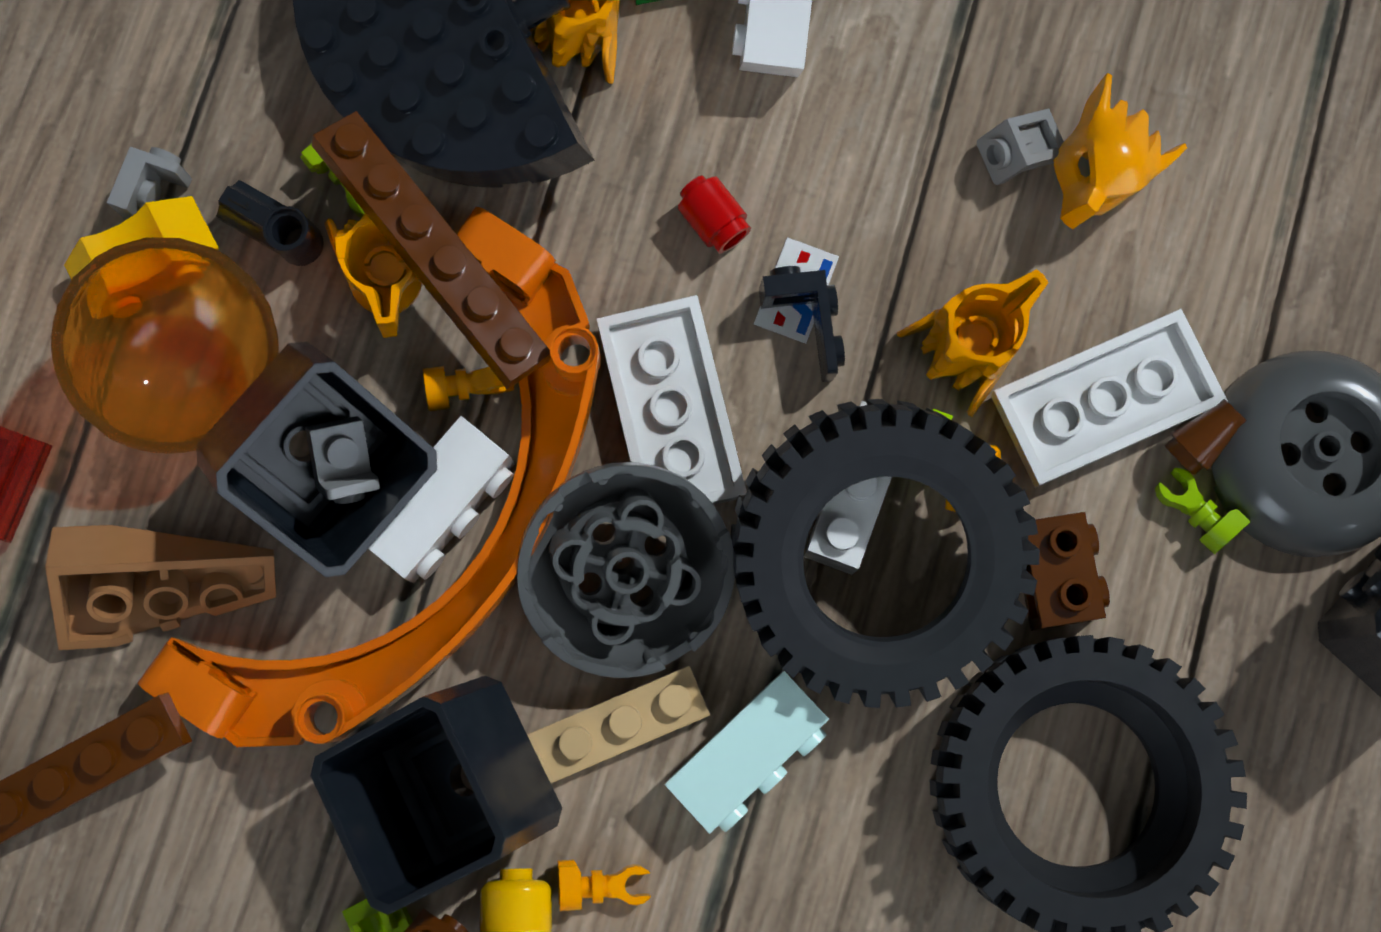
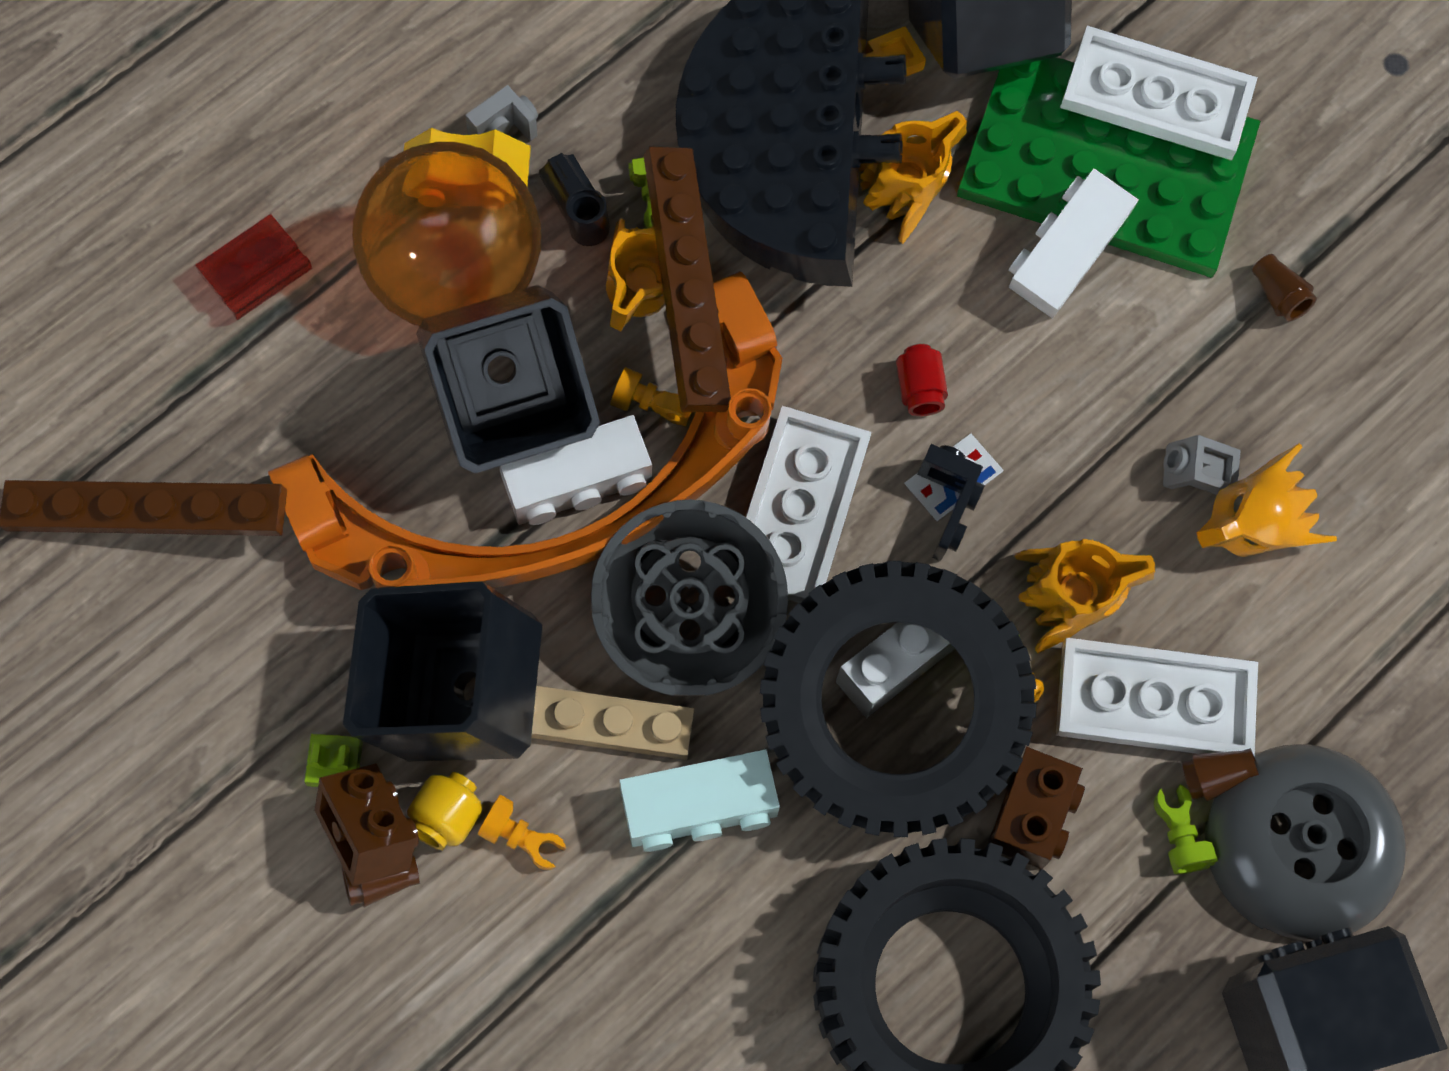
camera: 25 degrees right, 10 degrees down
(131, 580) = (312, 399): medium nougat wedge -> none
(341, 460) = (522, 394): light grey bracket -> none

